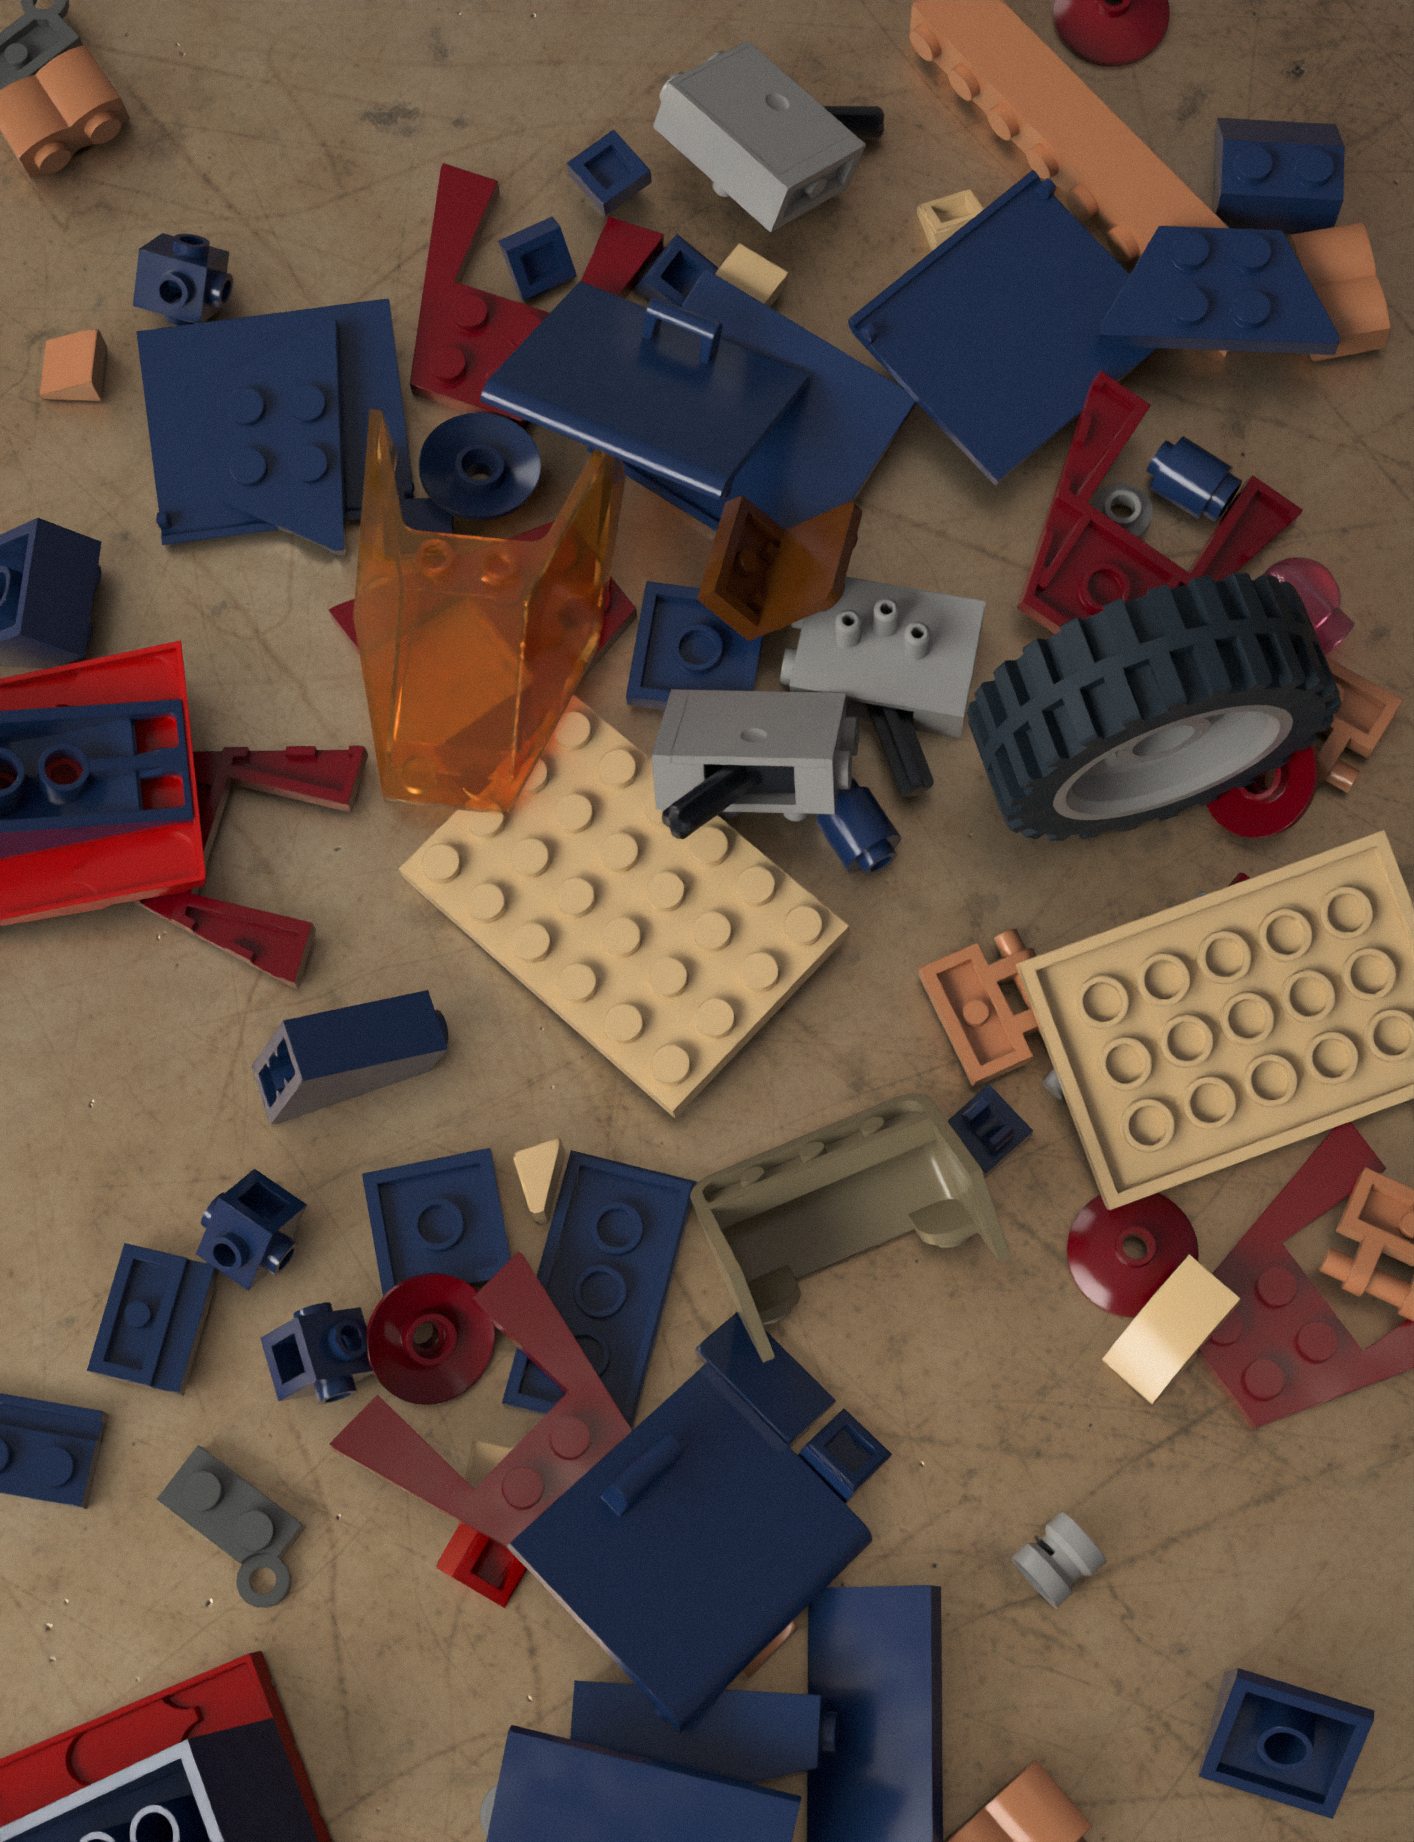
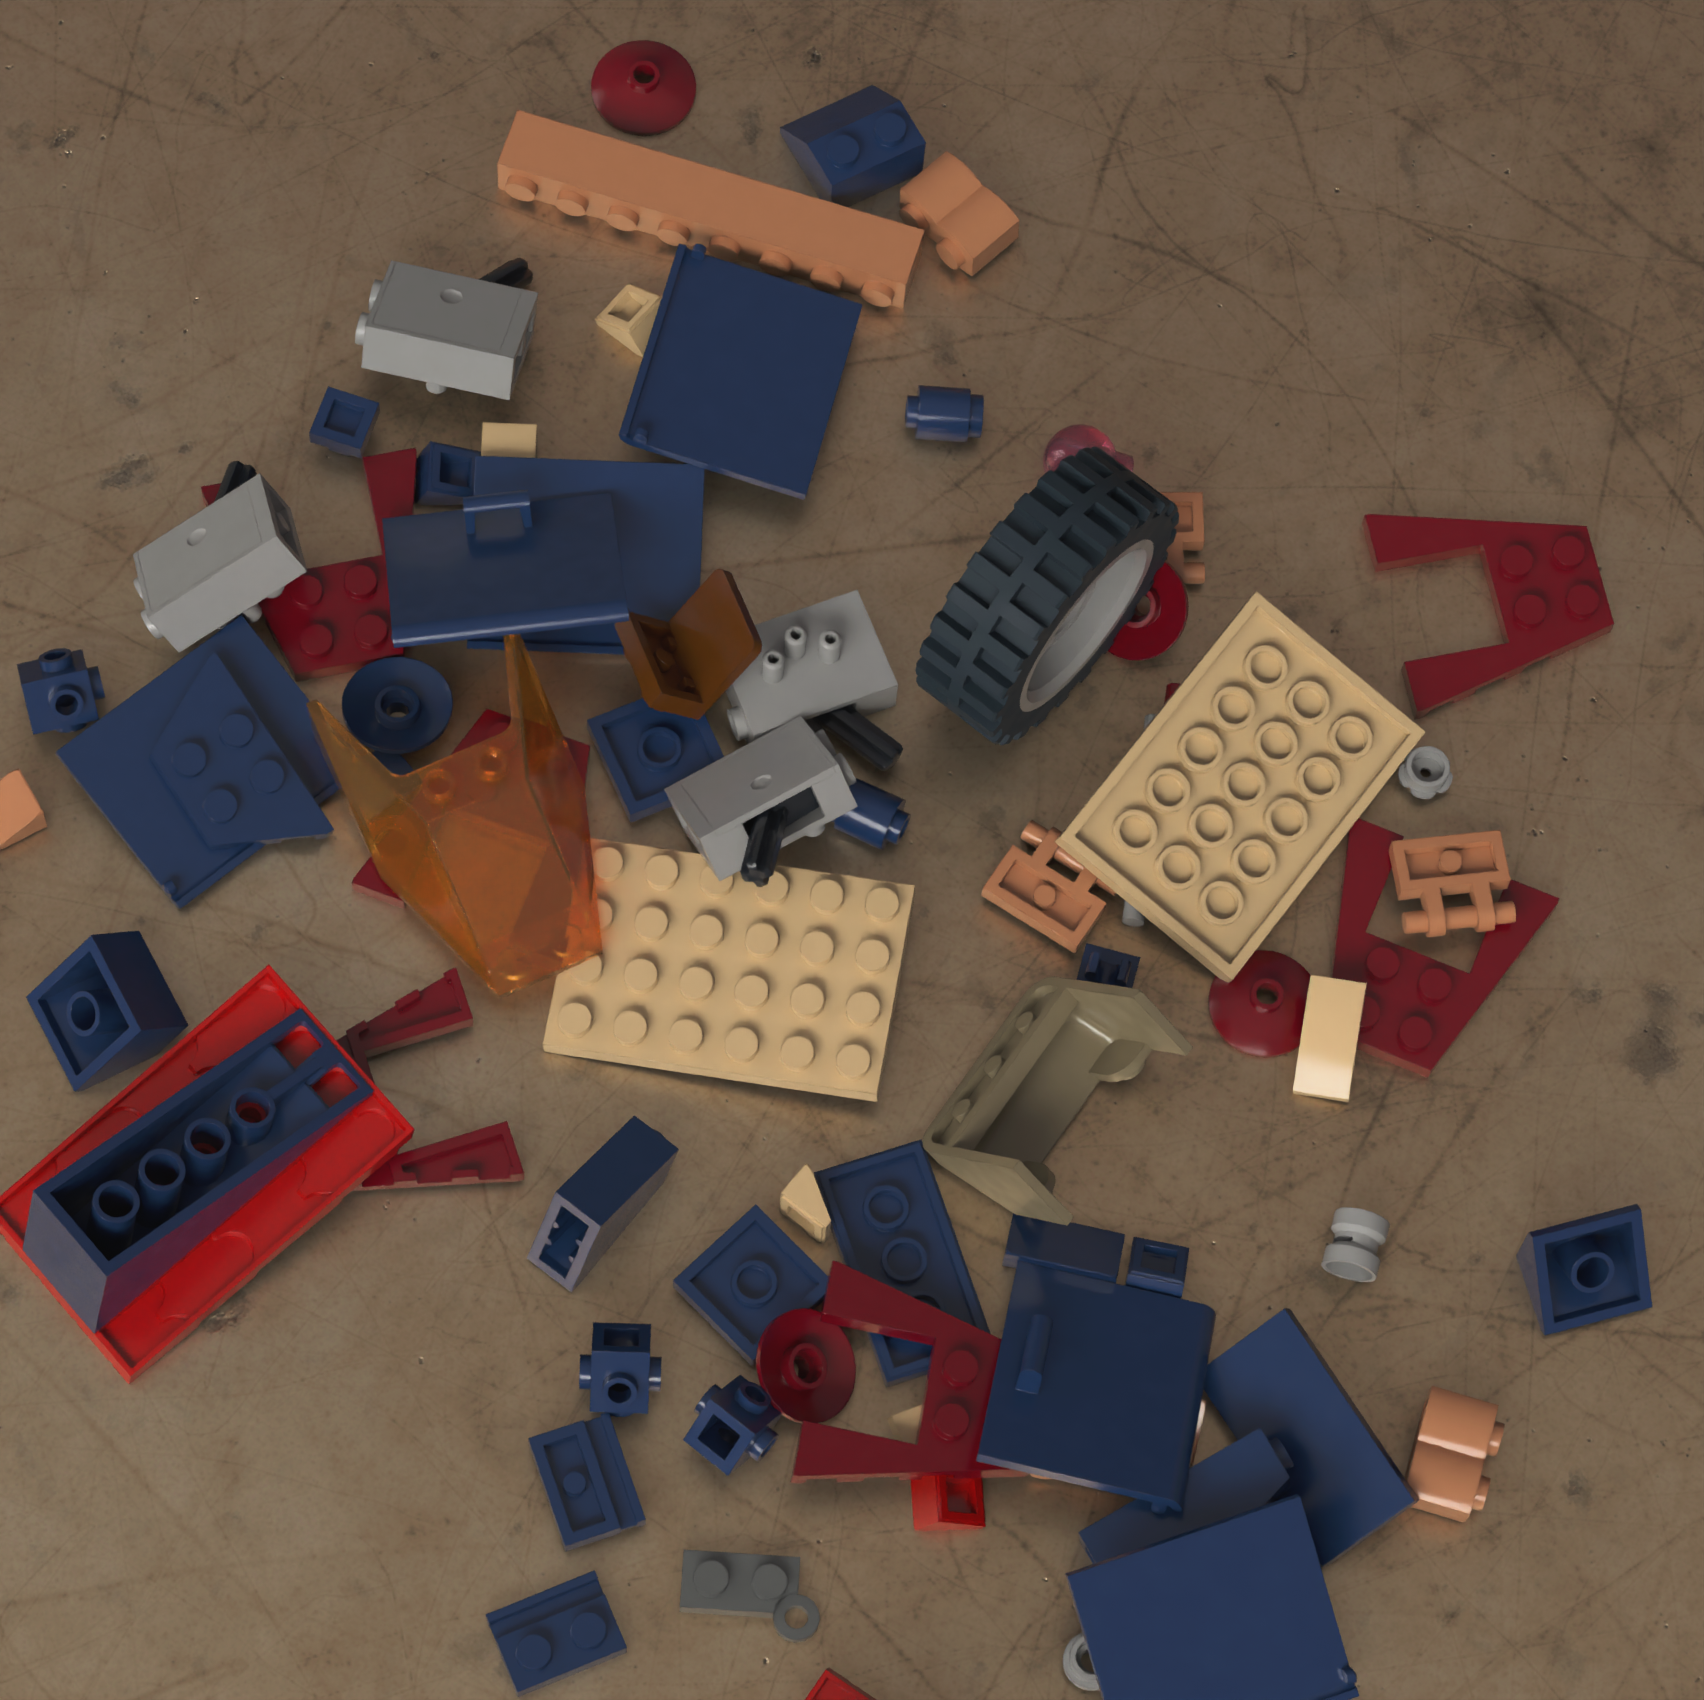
camera: 45 degrees left, 5 degrees down
(397, 236) = (219, 561): none -> light grey piece
(537, 258) = (330, 519): dark blue tile -> none
(1092, 560) = (923, 527): dark red wing -> none
(1130, 496) = (906, 483): light grey plate -> none
(1219, 294) = (882, 263): dark blue wing -> none

